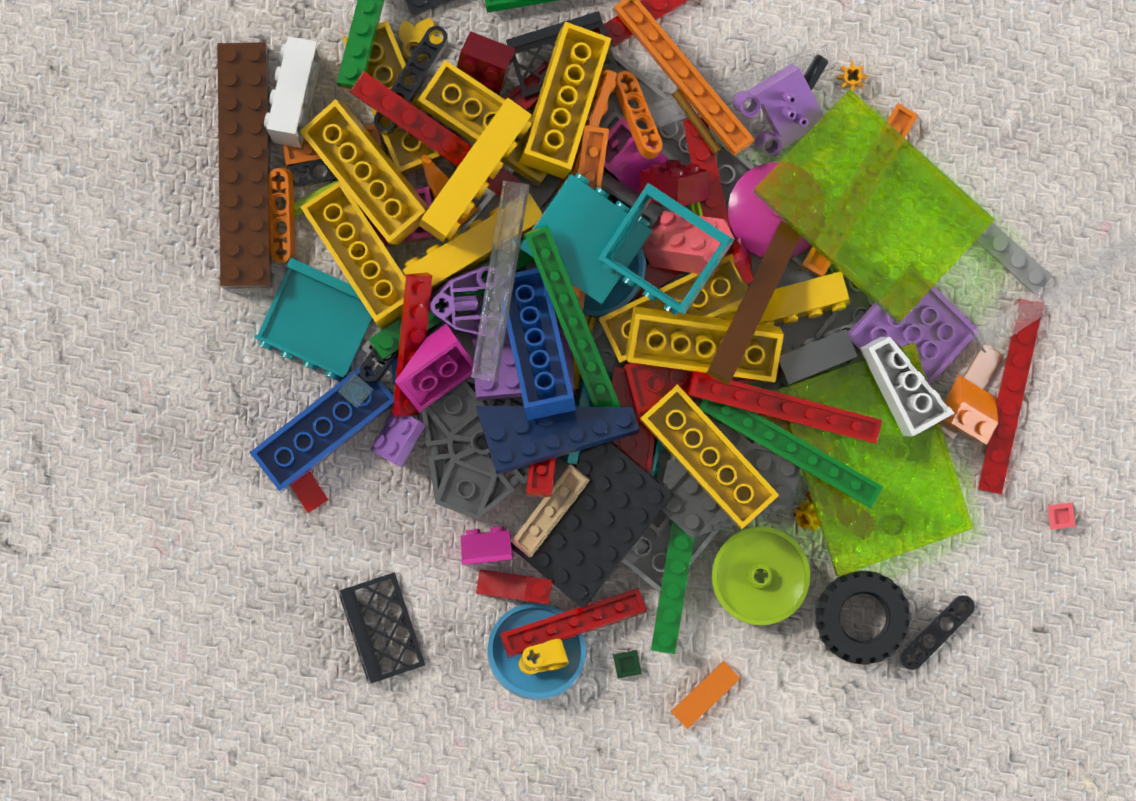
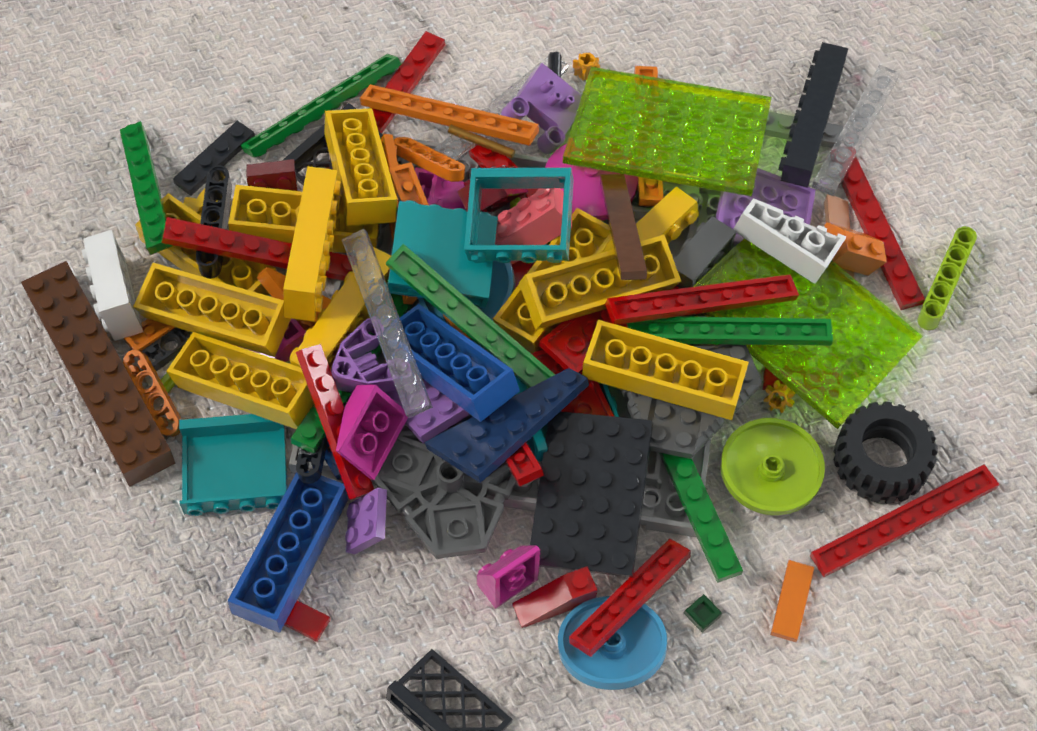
camera: 30 degrees left, 25 degrees down
(355, 391) = (303, 491): clear light blue plate -> none
(548, 656) = (623, 637): yellow piece -> none
(550, 511) = (549, 501): tan tile -> none
(742, 260) = (593, 206): red tile -> none
(842, 681) = (903, 520): none -> red plate
(935, 630) = (955, 436): black beam -> none
(1027, 255) = (814, 114): none -> black brick
(1047, 483) = (960, 250): none -> lime beam
(1061, 516) = (985, 291): coral plate -> none

